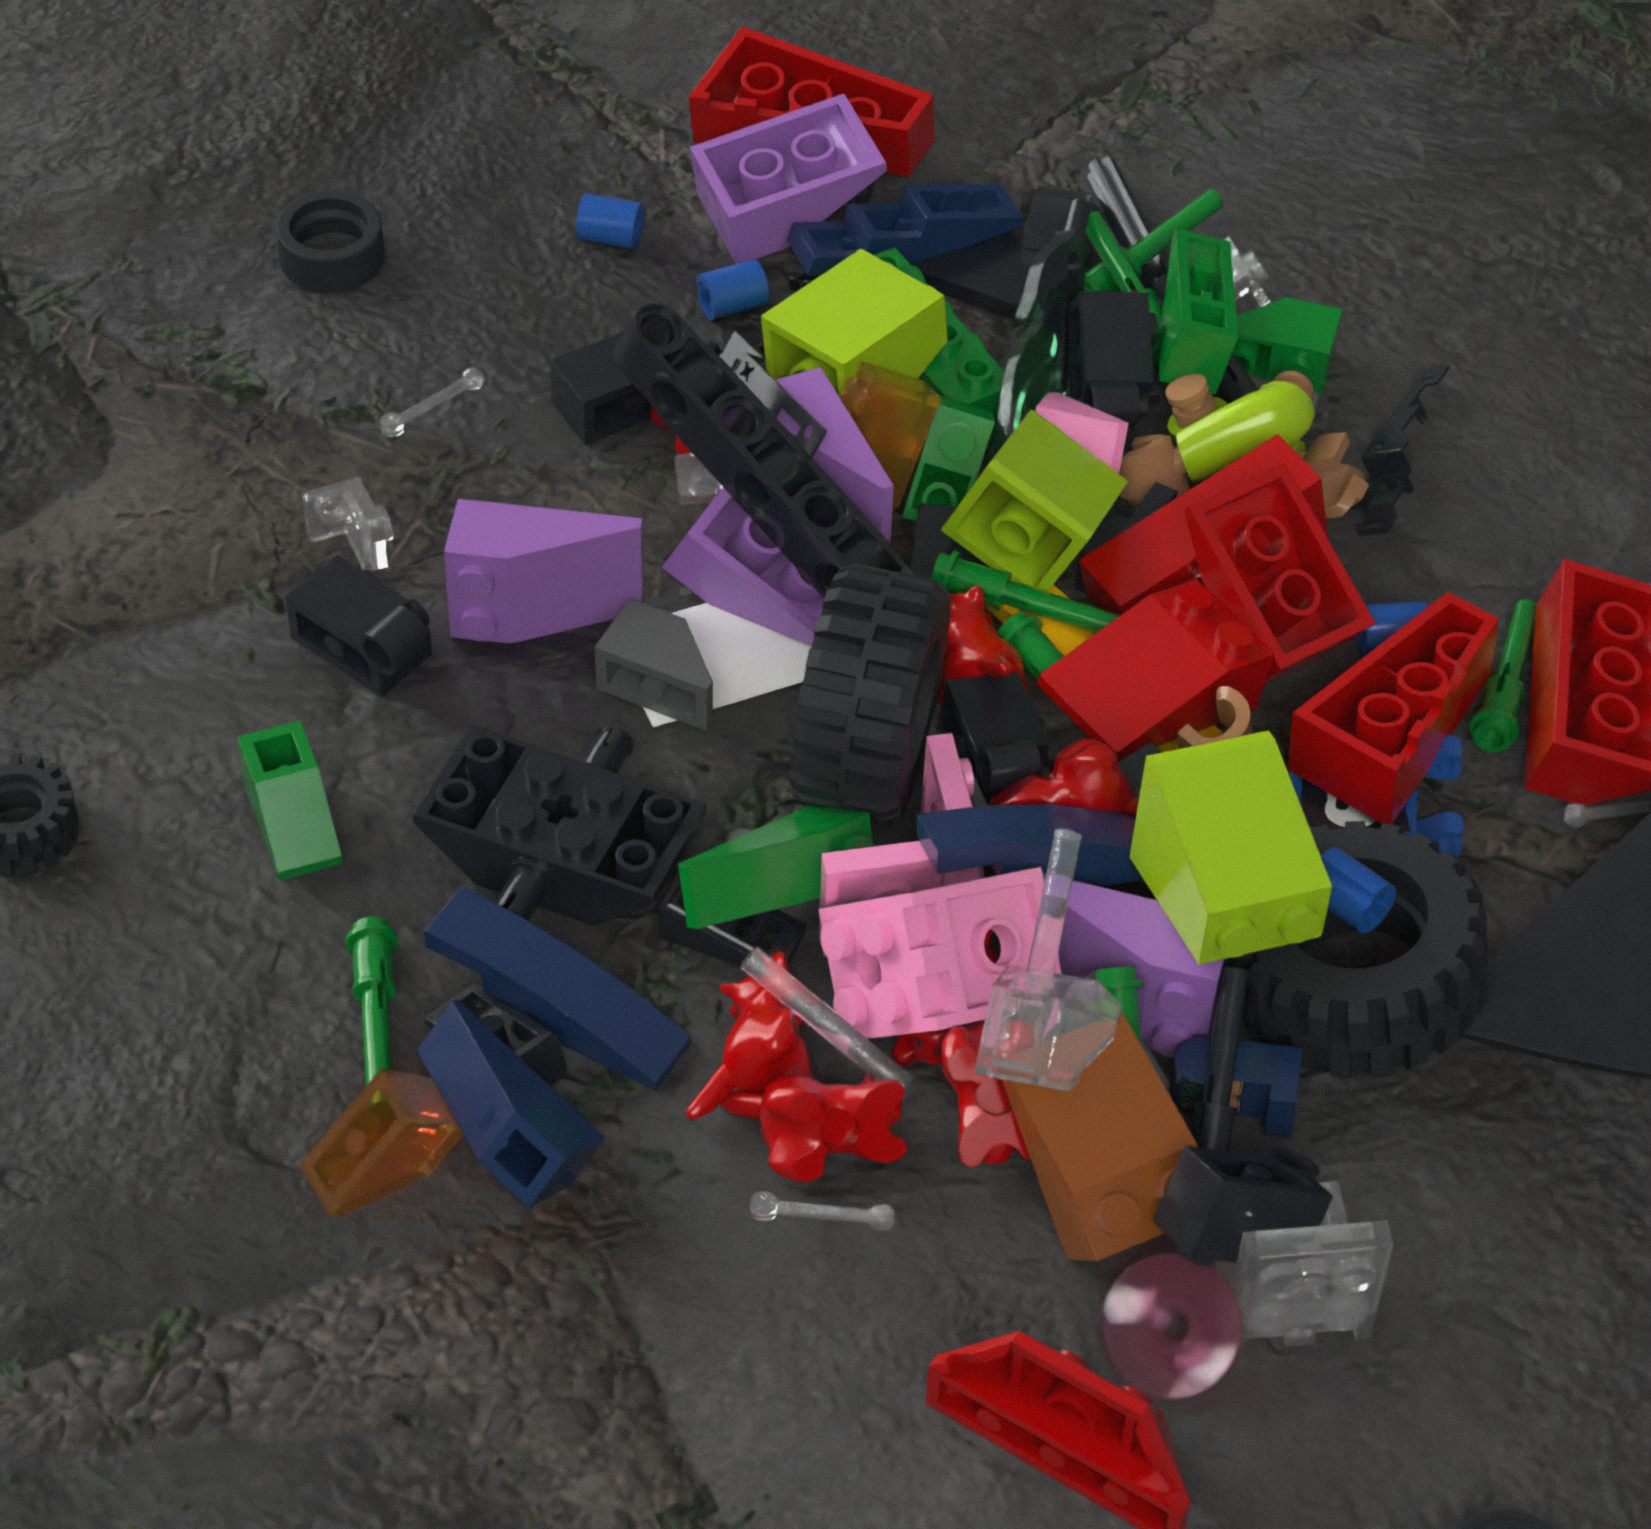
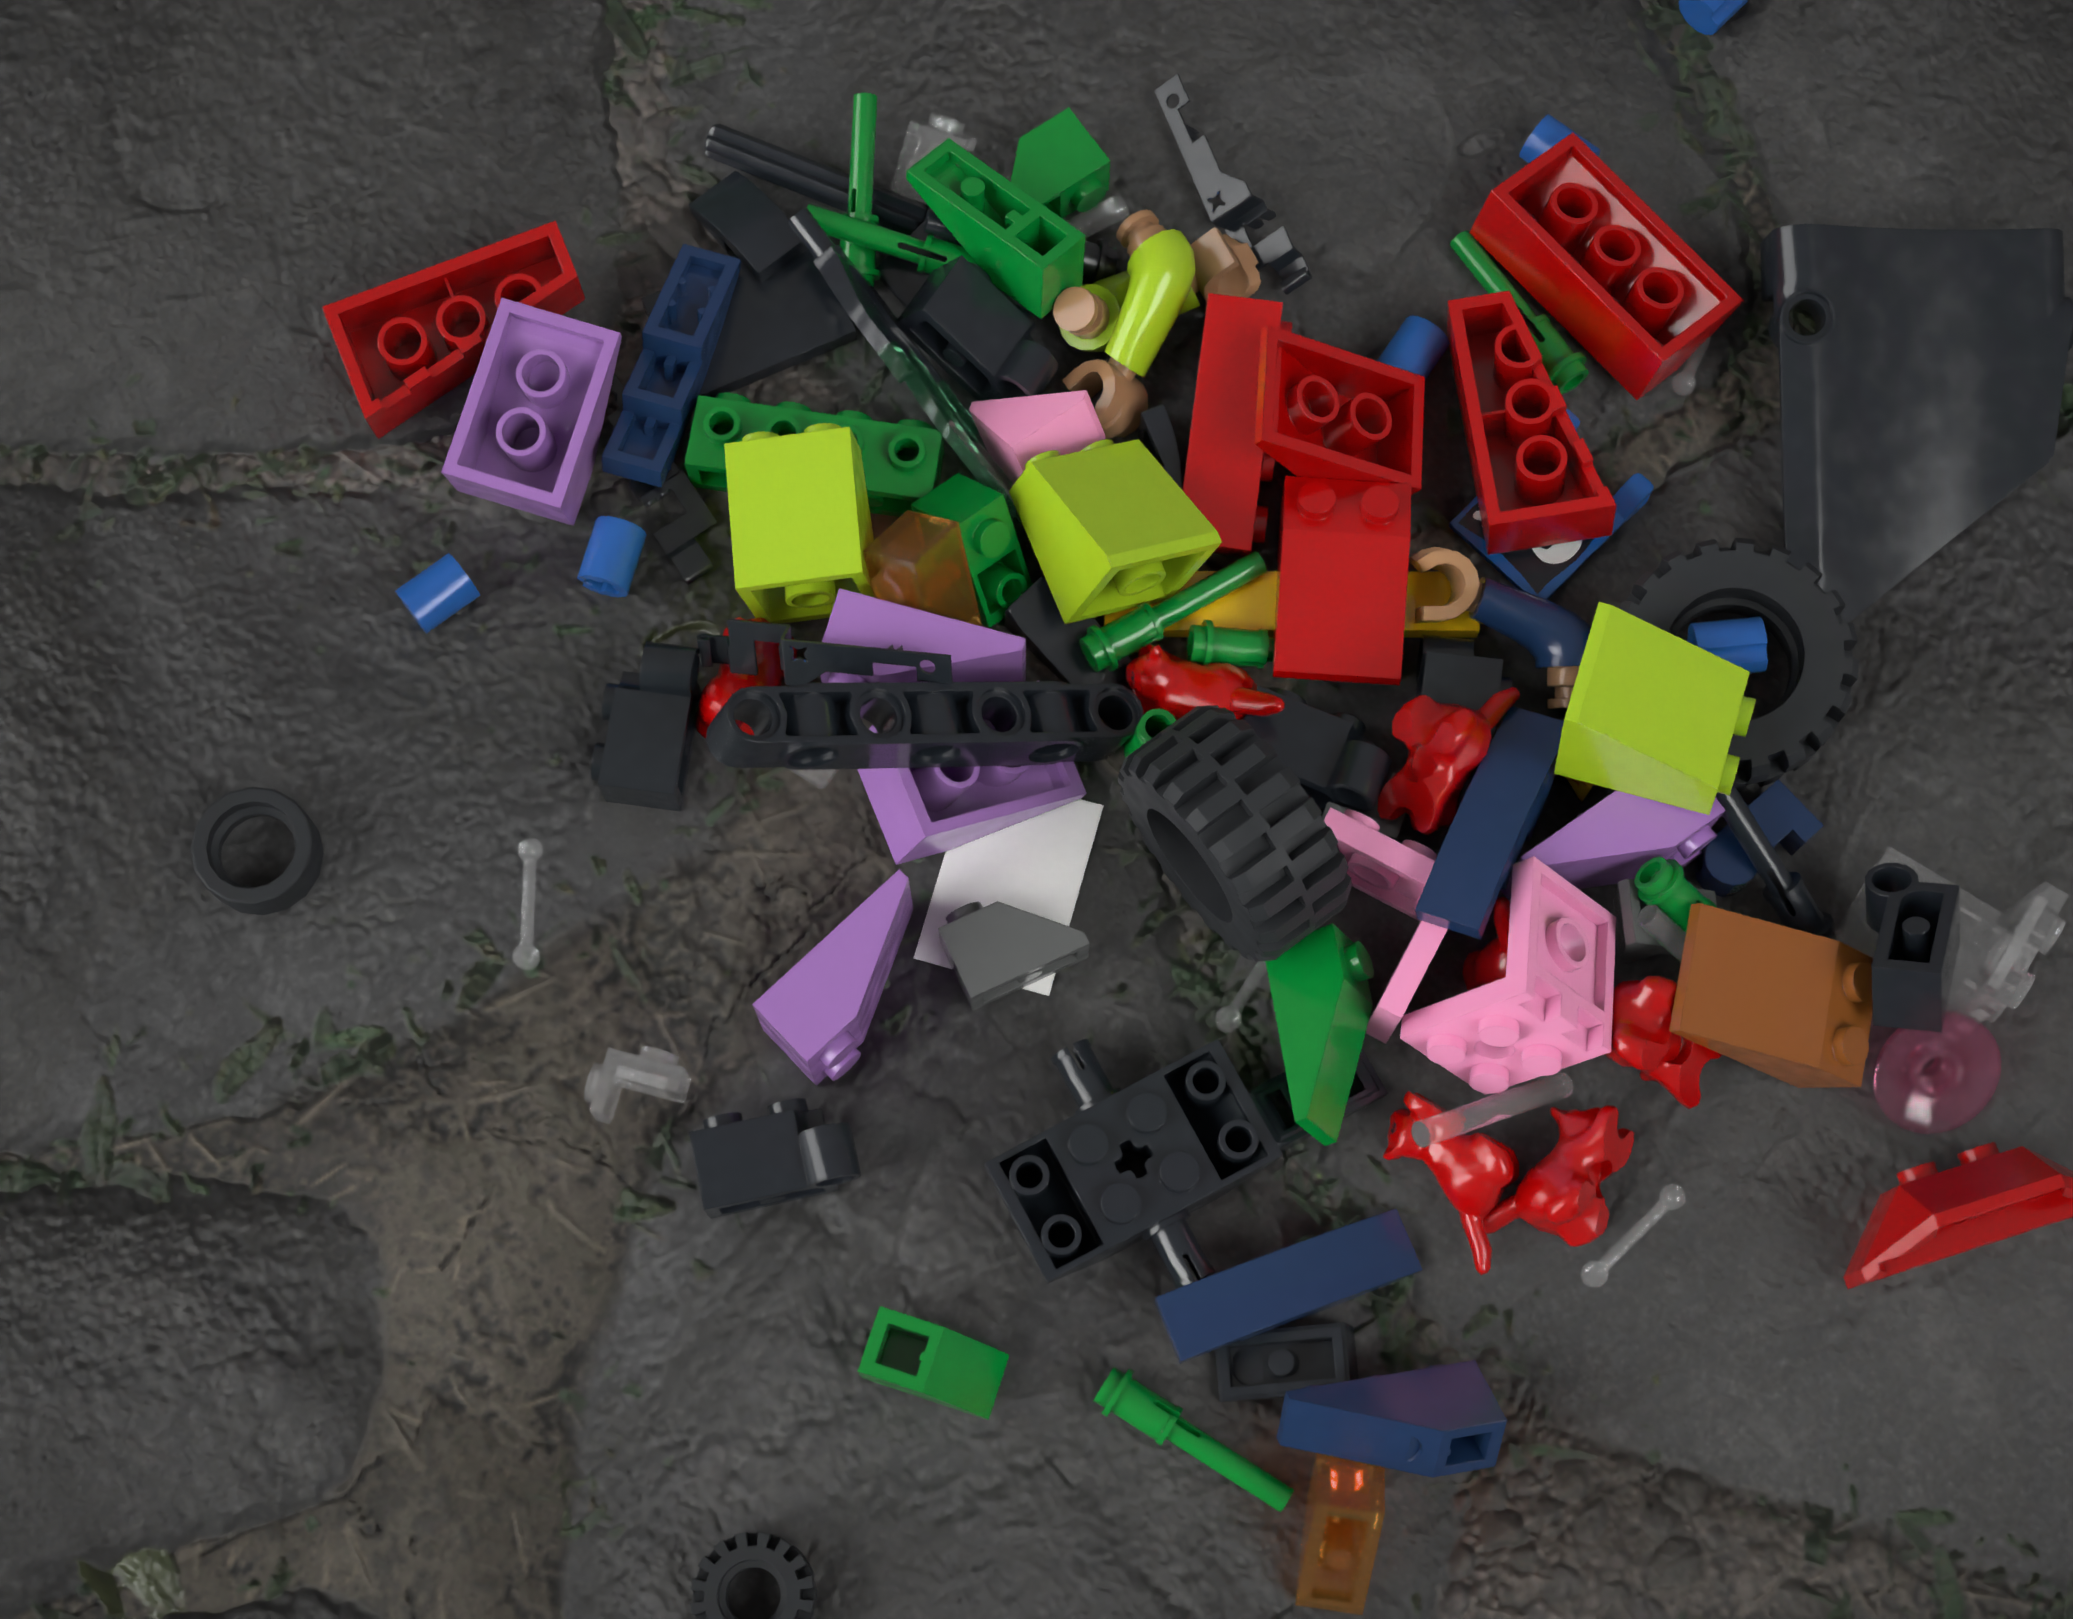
camera: 50 degrees left, 25 degrees up
(1045, 1027) = (1682, 971): clear slope -> none
(1054, 900) = (1582, 893): clear bar -> none

